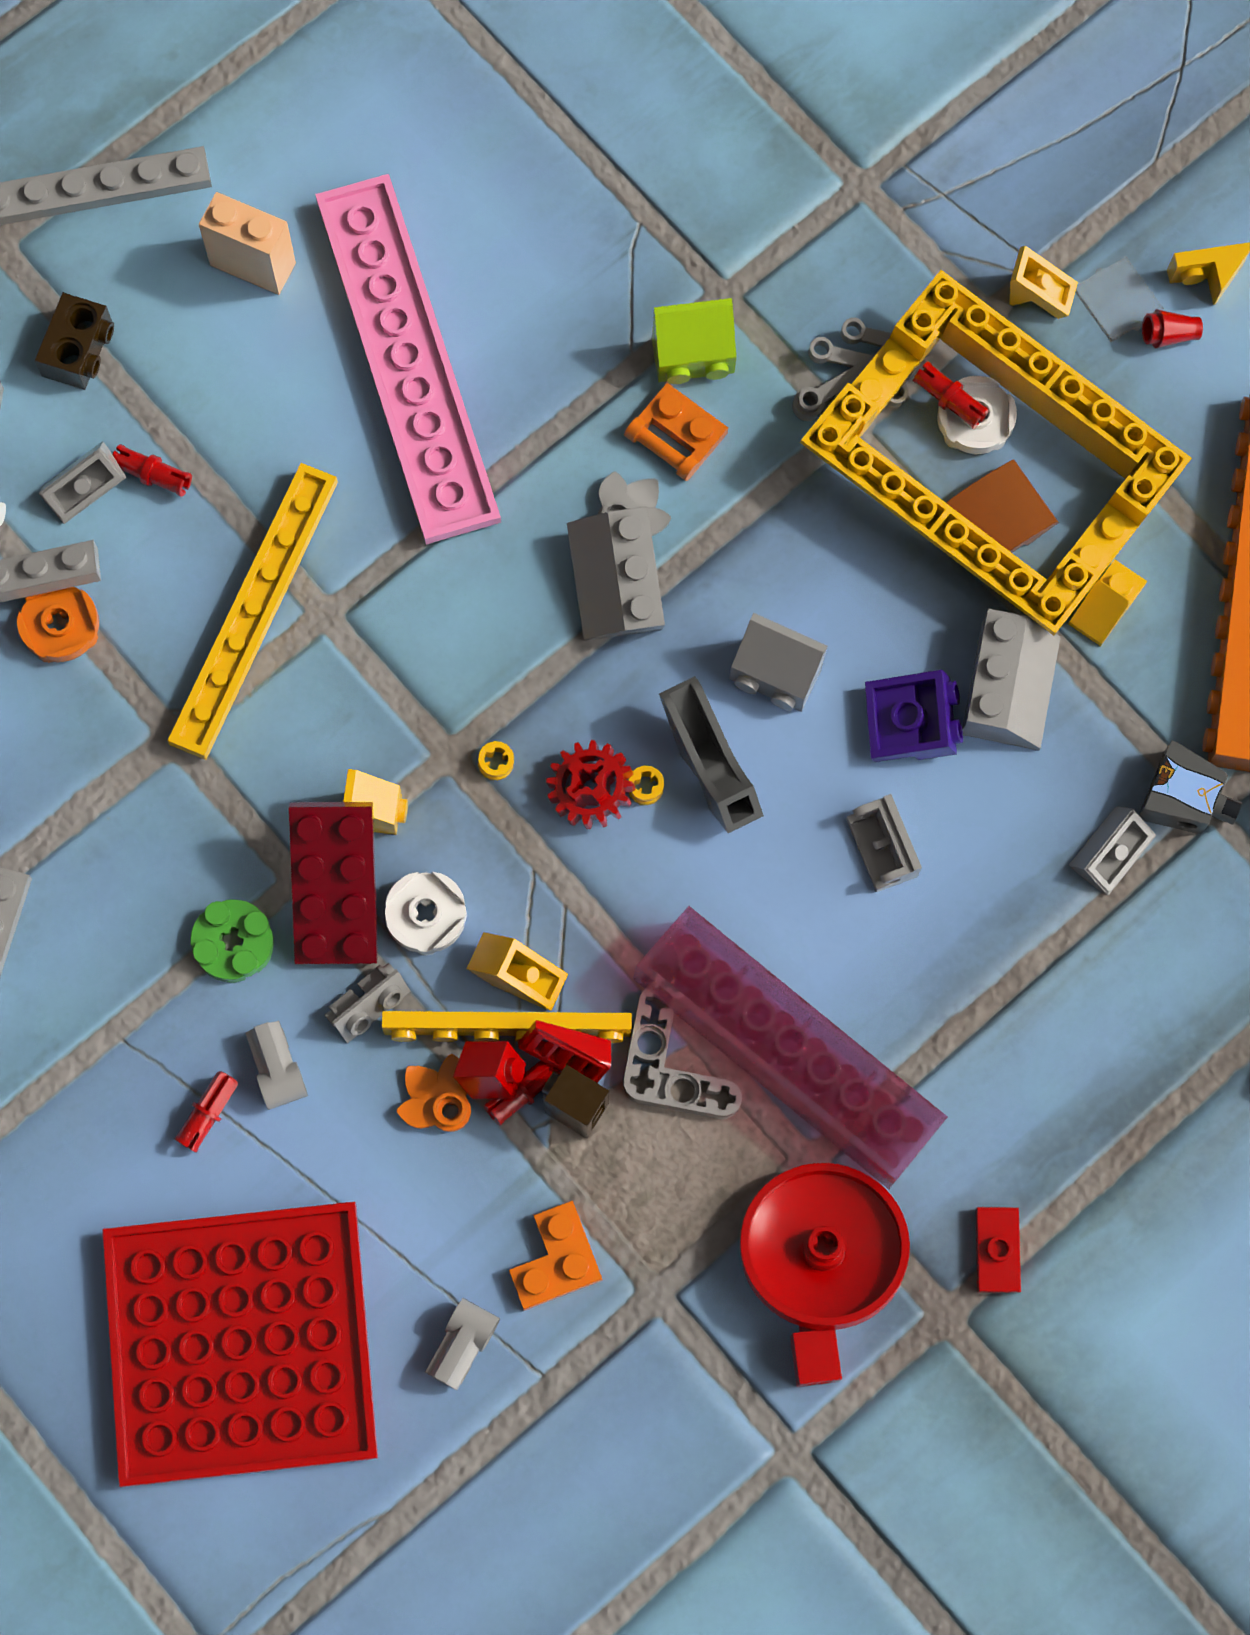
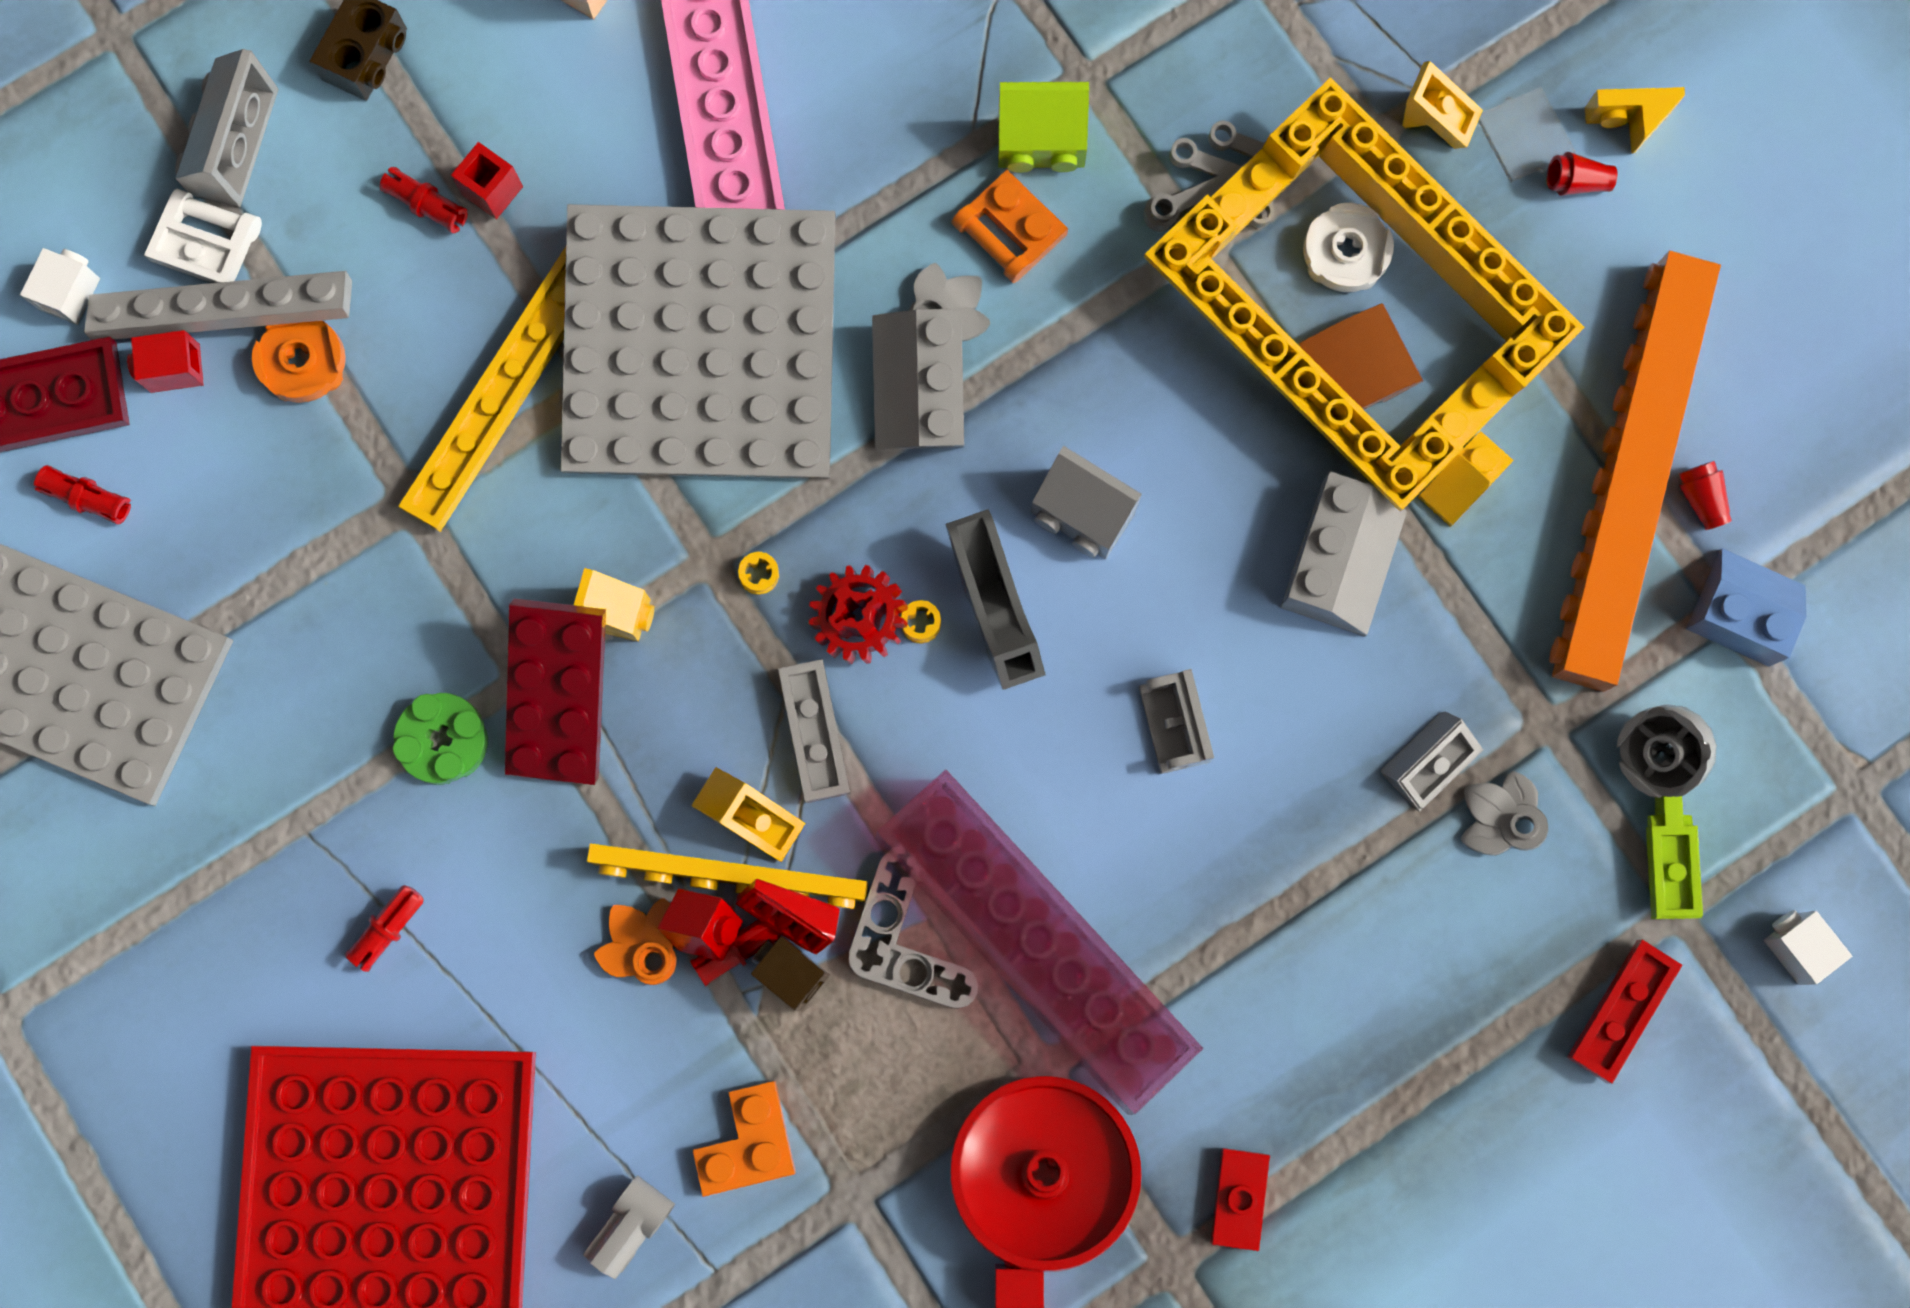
camera: 10 degrees right, 5 degrees up
(82, 482) = (346, 205): light grey slope -> none
(208, 446) = (487, 180): none -> red brick
(278, 1074) = (469, 897): light grey piece -> none
(354, 1015) = (561, 840): light grey hinge -> none
(415, 565) = (698, 341): none -> light grey plate
(424, 889) = (631, 731): white plate -> none
(565, 891) = (814, 731): none -> light grey plate
(913, 716) = (1228, 582): dark purple plate -> none
(950, 395) = (1321, 222): red pin -> none
(1177, 886) = (1497, 813): none -> light grey plate
(1187, 792) = (1525, 707): torso -> none

